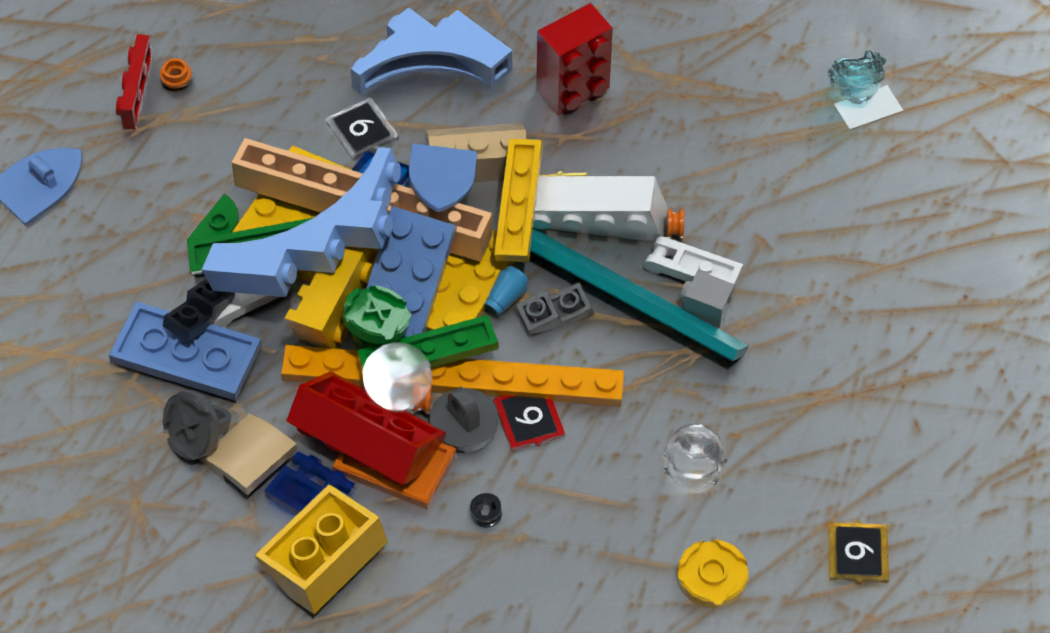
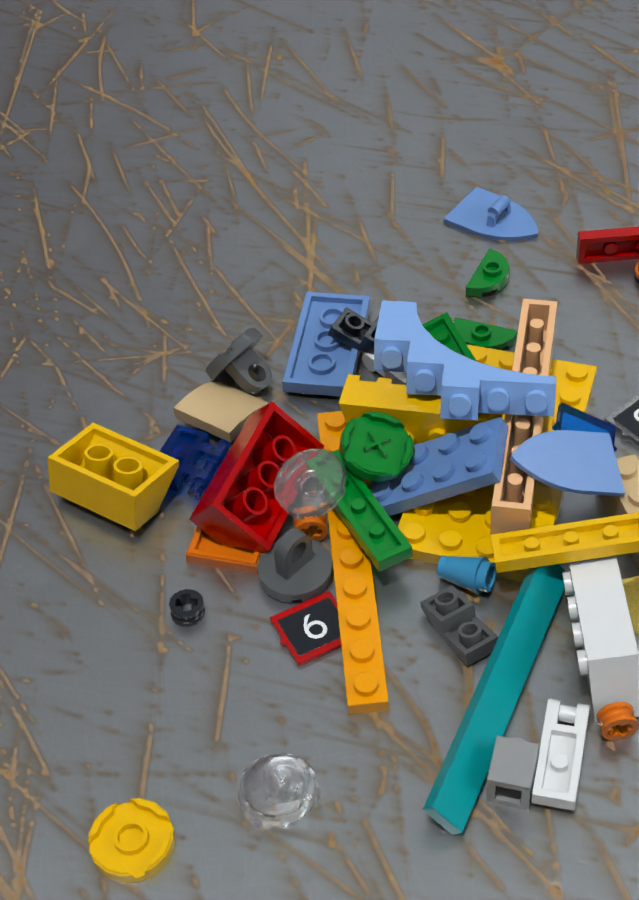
camera: 85 degrees right, 10 degrees down
(130, 199) = (490, 274): none -> green plate

